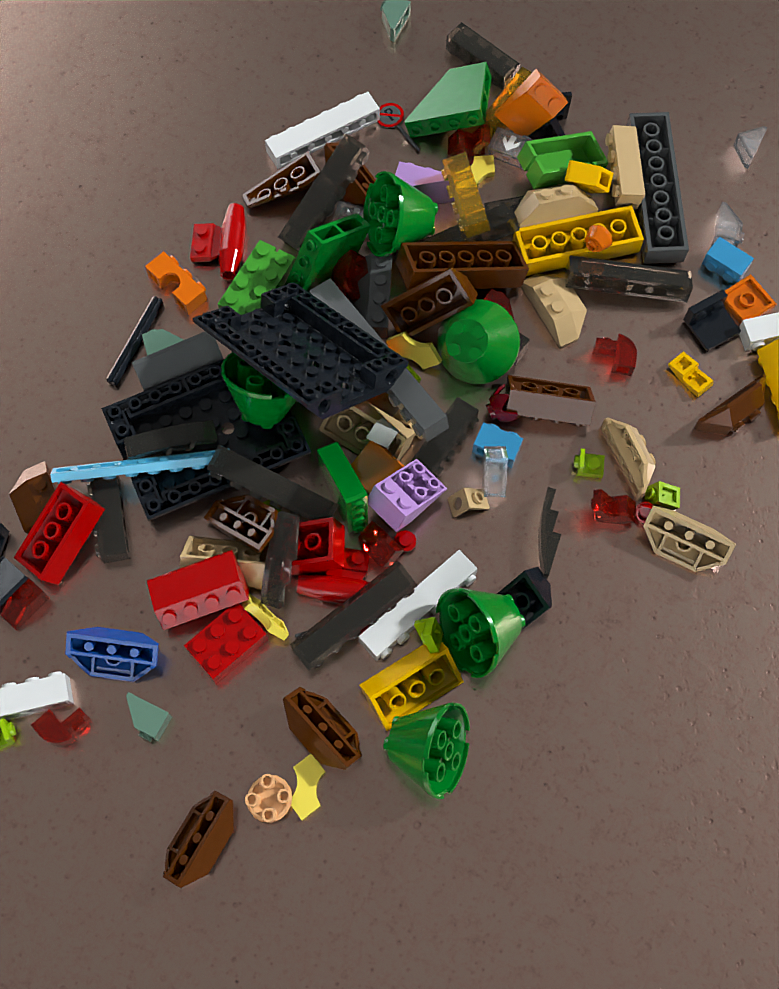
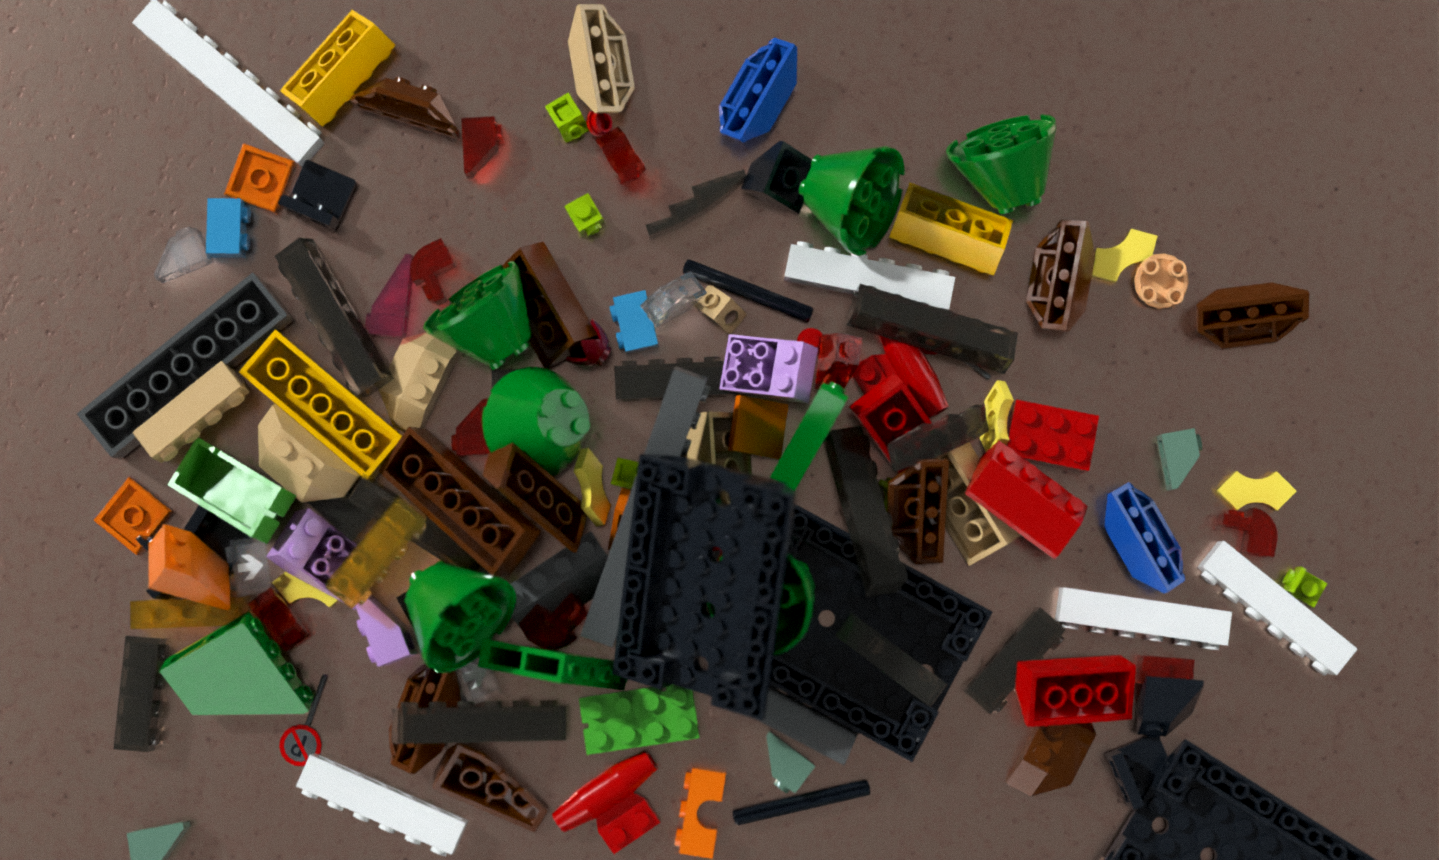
camera: 120 degrees left, 15 degrees up
(68, 614) = (1143, 616): none -> white brick
(75, 763) = (1269, 491): none -> light yellow tile
(131, 467) = (948, 668): medium azure plate -> none
(382, 433) = (721, 441): white slope -> none
(429, 633) = (894, 239): lime bracket -> none
(467, 527) = (748, 290): none -> black axle
(497, 179) = (311, 549): none -> lavender slope
(563, 355) = (485, 317): none -> green cone
(588, 115) = (133, 513): none -> orange tile
(589, 177) = (242, 438): yellow slope -> none
(594, 622) = (759, 91): none -> blue wedge
(598, 238) = (318, 374): orange cone -> none
(611, 317) = (392, 307): none -> clear pink slope
(631, 454) = (545, 176): tan wedge -> none
(682, 432) = (480, 142): none -> clear red slope
(688, 373) = (399, 180): yellow slope -> none
(748, 143) = (47, 300): clear slope -> none

